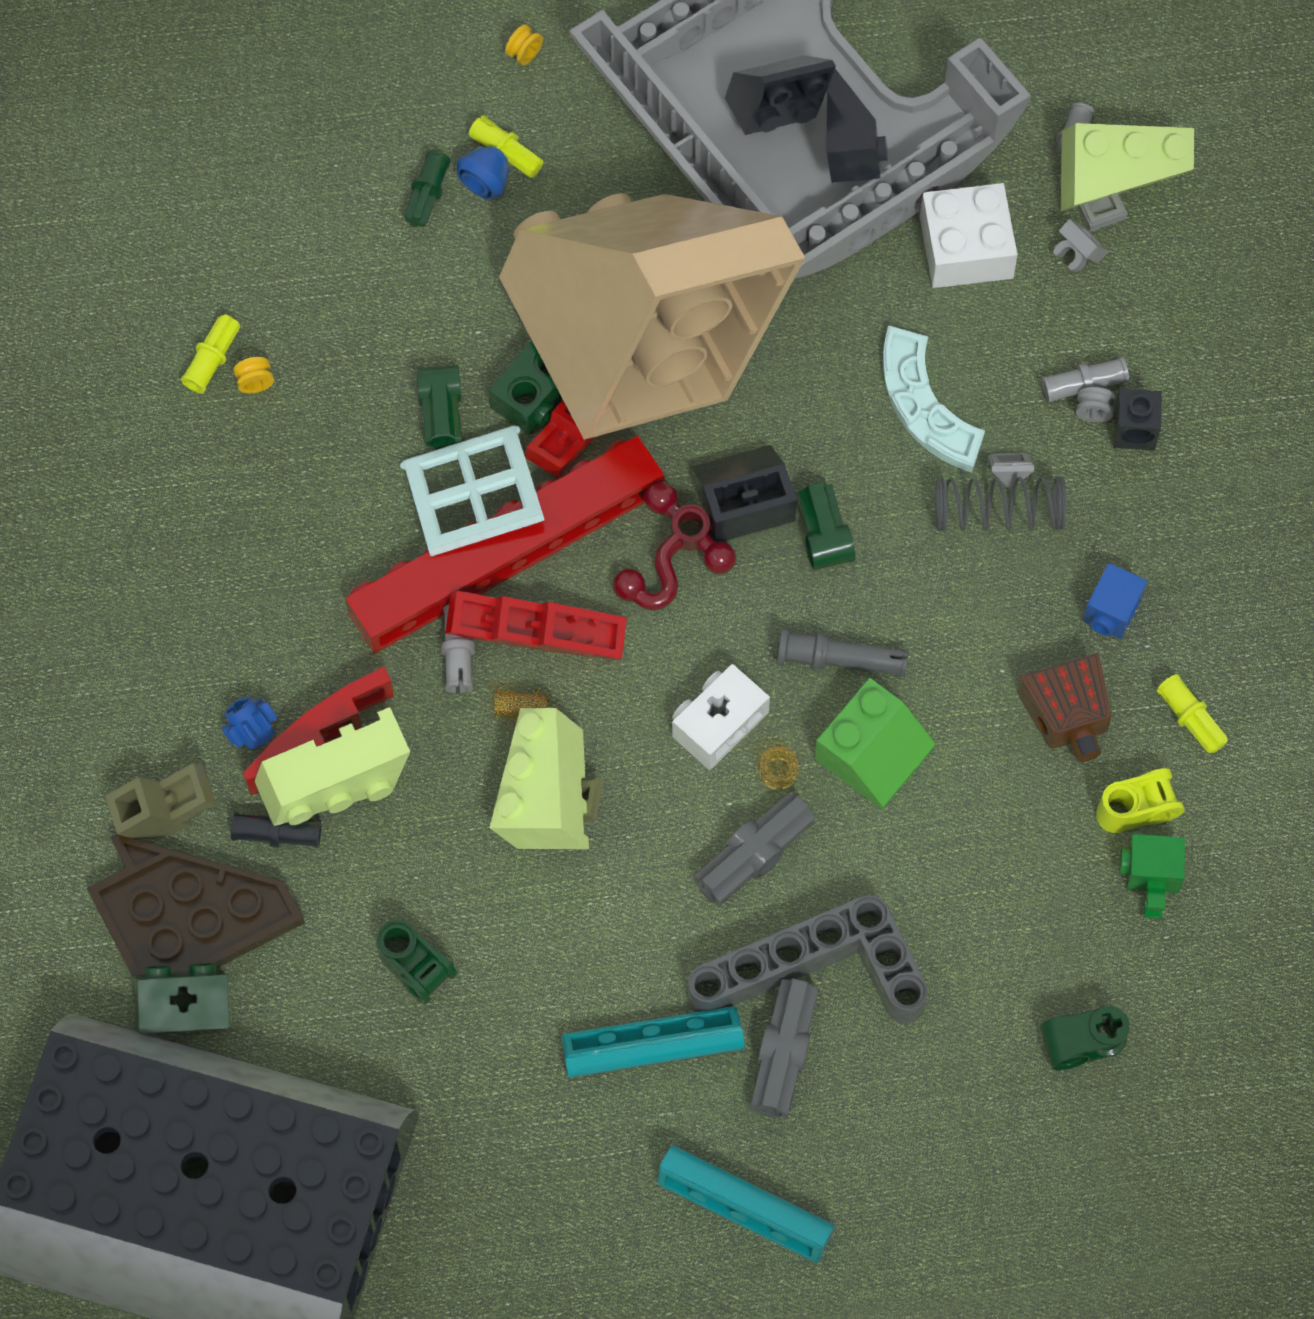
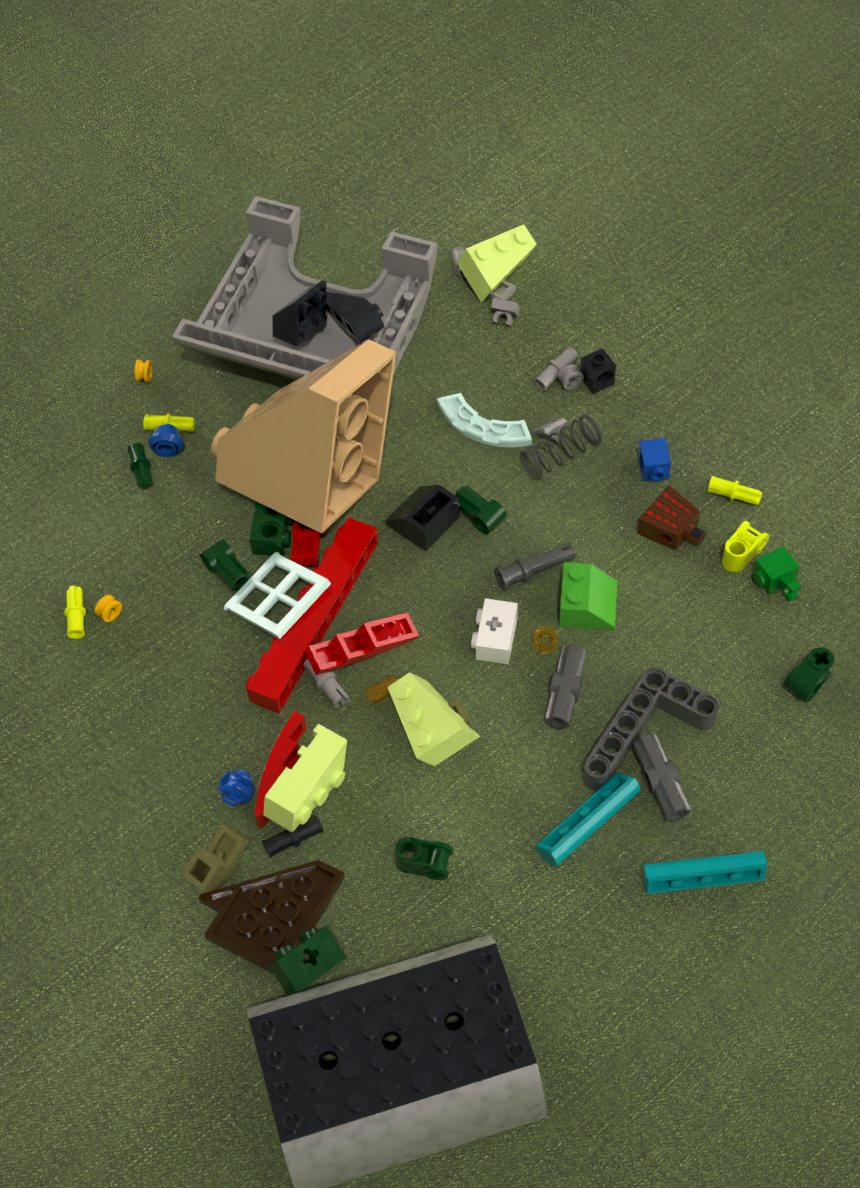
camera: 30 degrees left, 10 degrees down
(717, 557) = (433, 554): dark red piece -> none
(968, 235) = (445, 335): white brick -> none

